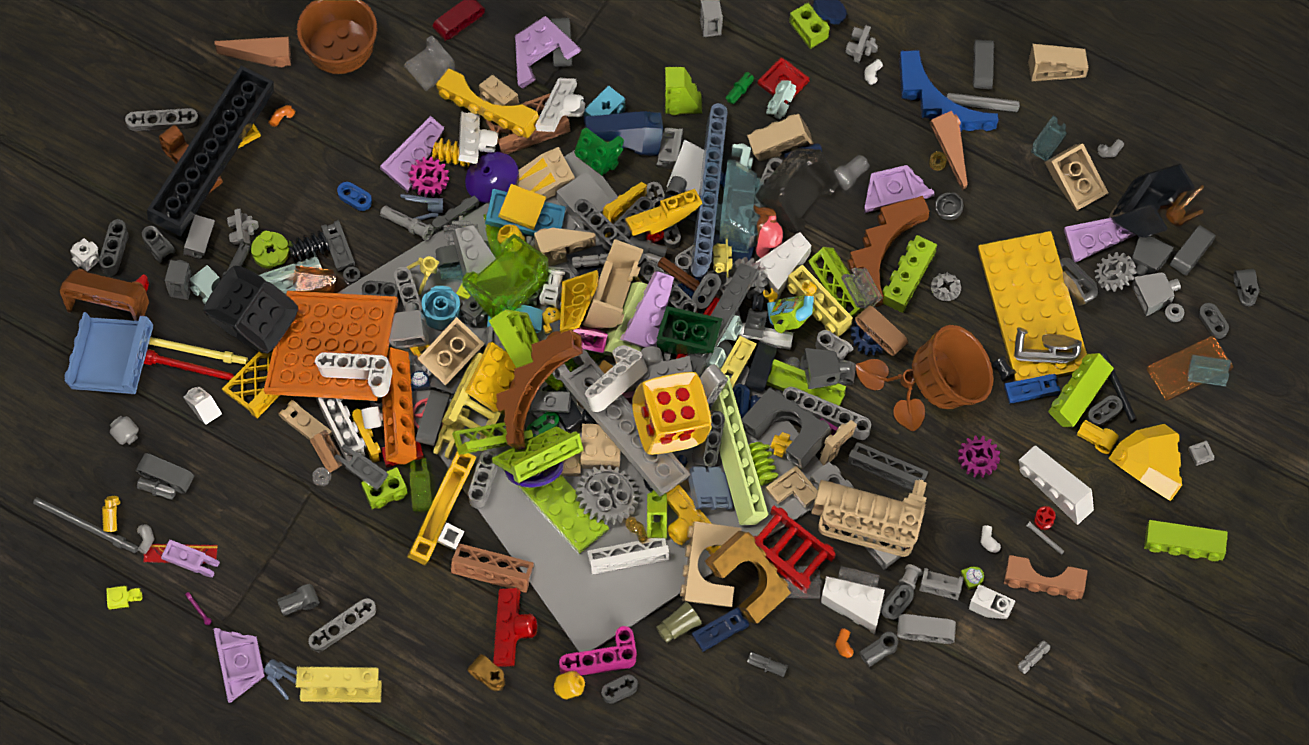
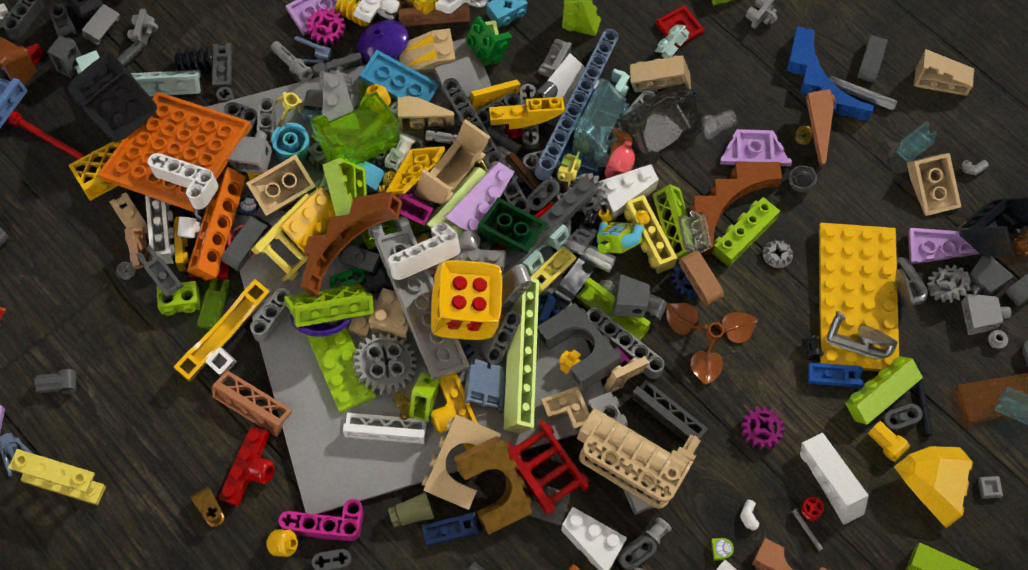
camera: 15 degrees right, 0 degrees up
(202, 404) = (42, 174): white slope -> none
(227, 357) = (83, 137): light yellow bar -> none
(275, 258) = (157, 45): lime plate -> none
(314, 279) = (185, 88): clear orange brick -> none
(342, 625) = (90, 422): light grey beam -> none
(355, 197) = (255, 27): blue plate -> none
(447, 436) = (258, 263): light yellow hinge -> none
(487, 443) = (288, 281): lime fence -> none
(522, 207) = (397, 72): yellow tile -> none
(639, 130) = (529, 33): dark blue wedge -> none
(739, 88) = (637, 22): green axle -> none
(762, 462) = (544, 374): lime piece -> none
(835, 344) = (655, 280): light grey piece -> none
(858, 577) = (605, 516): clear hinge -> none
(870, 71) = (764, 37): white arm -> none
(941, 584) = (687, 547): light grey hinge -> none
(953, 369) = (761, 334): dark orange piece -> none

